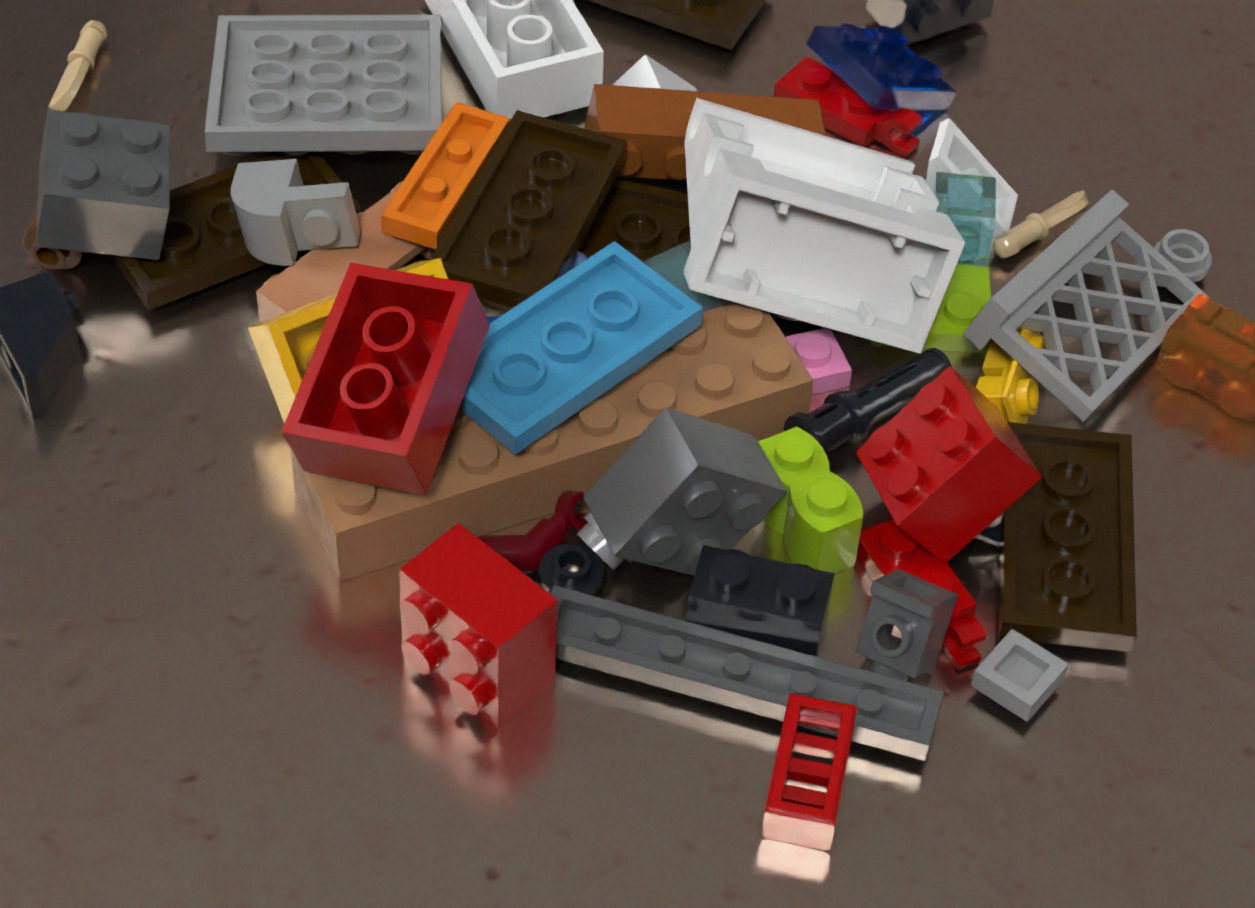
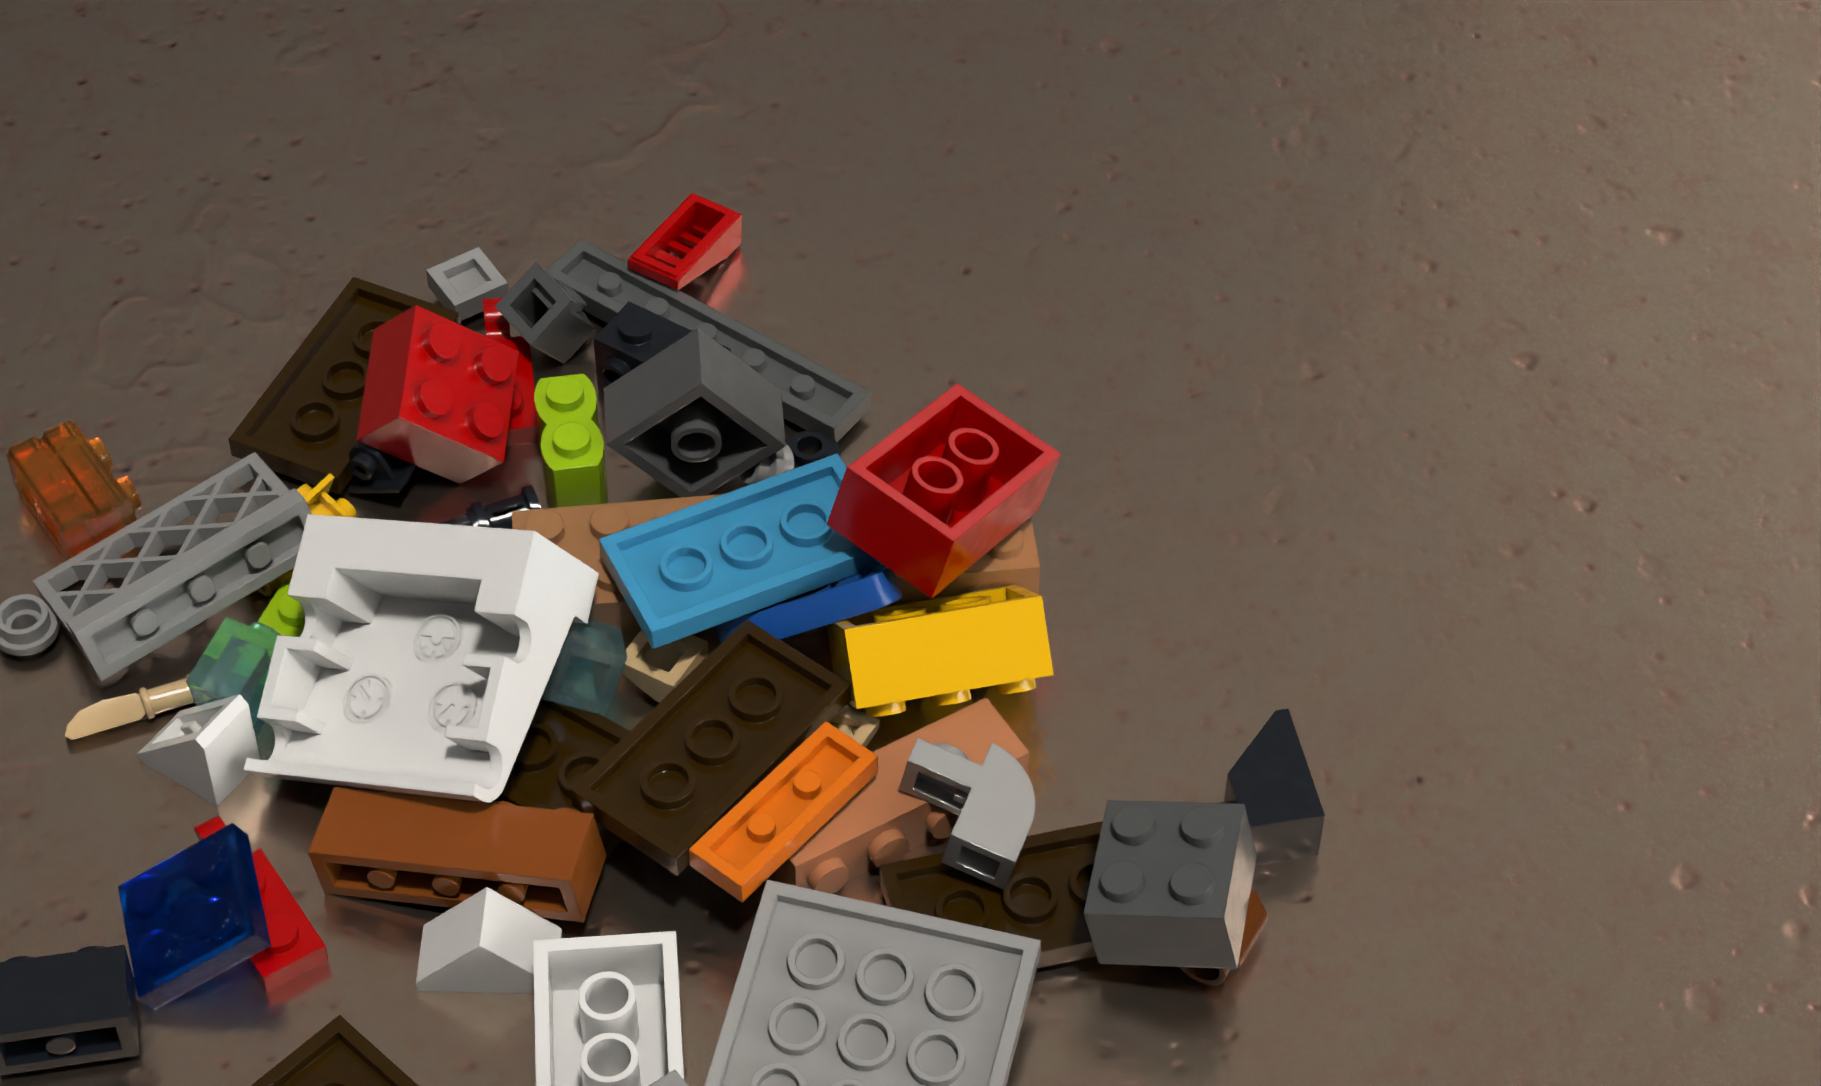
camera: 160 degrees left, 0 degrees up
(477, 626) = (913, 356): red brick -> none

